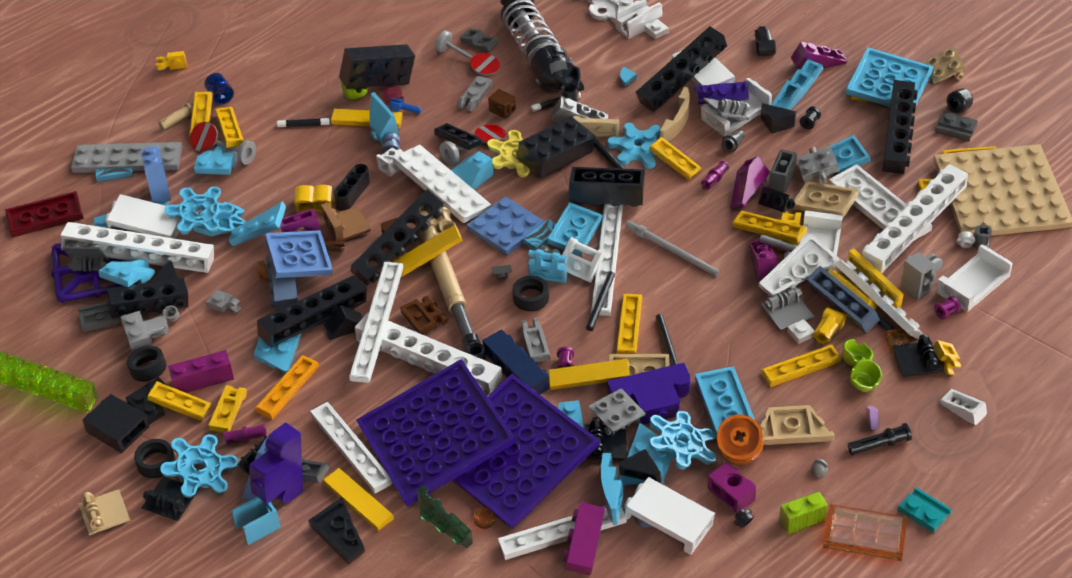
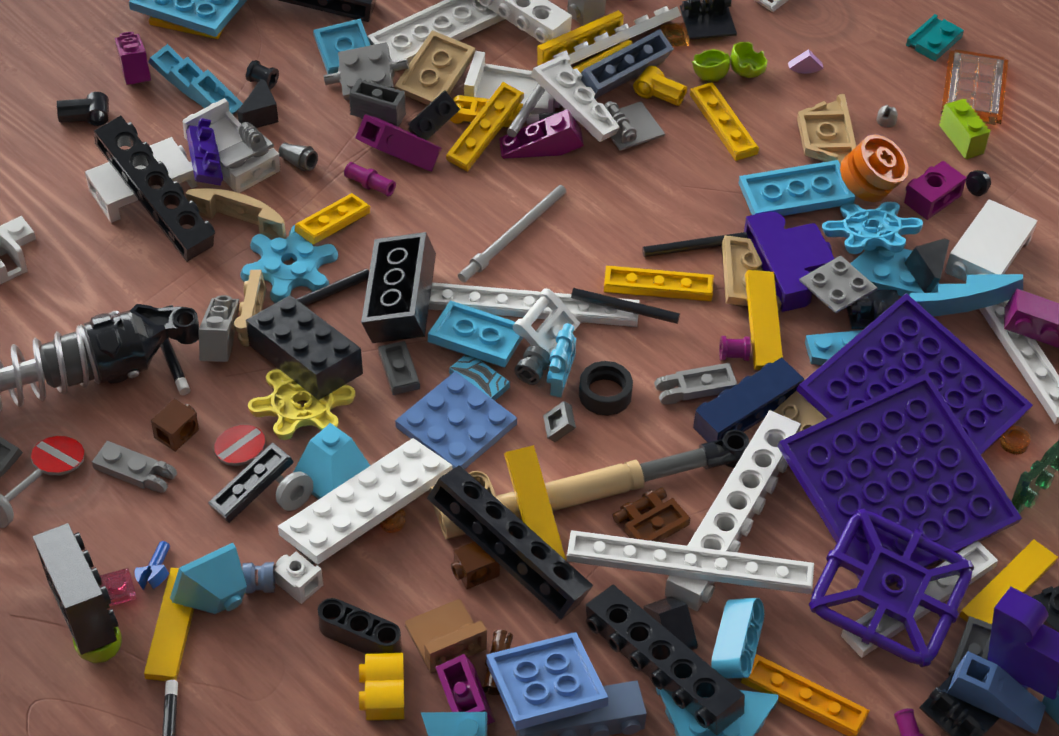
camera: 95 degrees left, 5 degrees up
(318, 352) = (738, 637): none -> medium azure beam
(356, 431) = (897, 604): none -> dark purple plate
(548, 196) = (399, 367): none -> dark grey plate
(627, 76) = (126, 271): medium azure tile -> none
(800, 331) = (667, 116): white plate -> none
(888, 437) = (837, 52): black pin -> none

